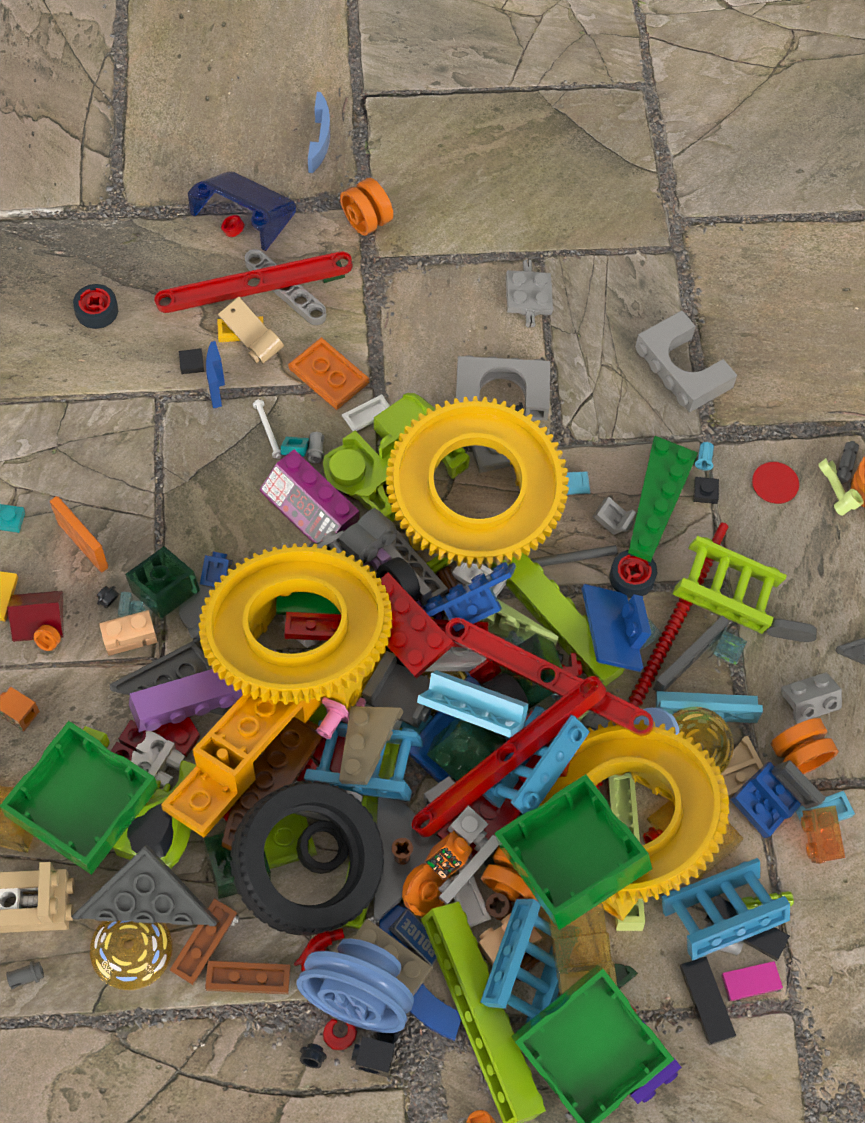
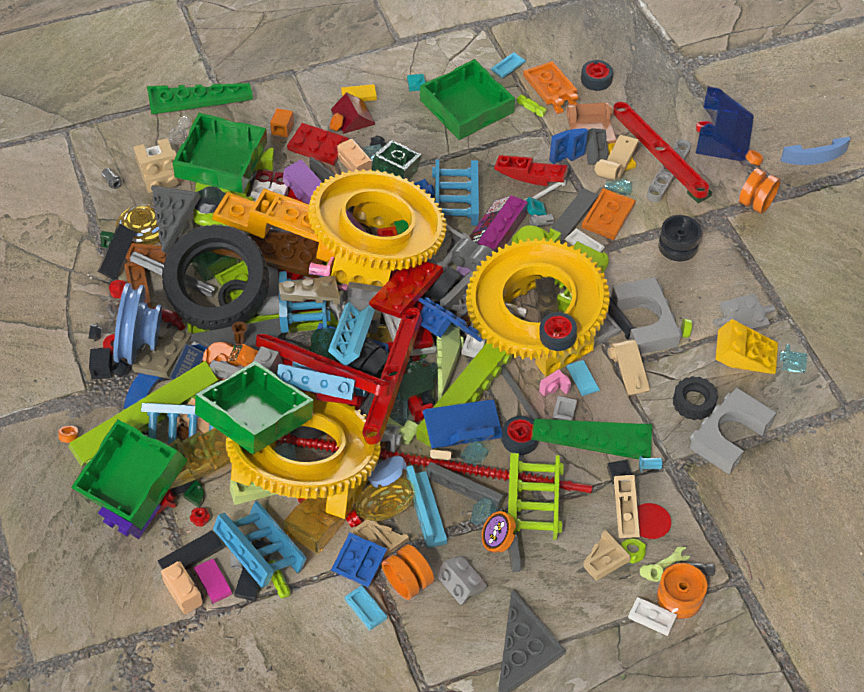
camera: 75 degrees right, 10 degrees down
(29, 399) = (508, 65): none -> medium azure tile
(72, 674) = (316, 143): none -> red plate
(76, 462) = (467, 99): none -> green tile
(79, 534) = (413, 112): orange tile -> none
(90, 361) = (551, 85): none -> orange tile
(114, 396) = (531, 105): none -> lime axle
(150, 1001) = (105, 238): none -> dark green tile
(177, 341) = (592, 116): none -> nougat door
(180, 993) = (116, 251): none -> black tile
(230, 350) = (596, 146): none -> dark grey slope
(232, 432) = (526, 171): none -> red slope
(232, 505) = (471, 199): none -> dark azure fence
(241, 931) = (157, 267): none -> axle
(242, 1007) = (116, 288): none -> red tile
(294, 346) = (621, 186): none -> clear light blue cone
(302, 194) = (754, 157): none -> orange tile
(316, 409) = (574, 213): none -> dark grey tile
(404, 311) = (679, 238): none -> black wheel
(473, 485) = (545, 297): none -> clear smoke arch
(532, 352) = (686, 328): none -> lime tile
(554, 462) = (565, 328): none -> wheel
(571, 427) = (630, 365): none -> tan door
(571, 516) = (553, 382): none -> bright pink bracket
(579, 308) = (745, 348): none -> yellow slope
(605, 271) = (793, 360): none -> clear light blue bracket
(634, 365) = (698, 385): none -> black tyre
(650, 981) = (199, 521): none -> red plate
(653, 664) = (441, 454): none -> tan tile
(757, 496) = (626, 506): none -> tan slope
(762, 1020) = (181, 587): none -> light nougat brick
(768, 636) = (498, 532): none -> tile
(798, 784) = (373, 570): dark grey tile -> none
(807, 521) = (638, 556): none -> lime piece
(815, 541) = (605, 557): none -> tan wing
(822, 834) = (341, 603): clear orange bracket -> none

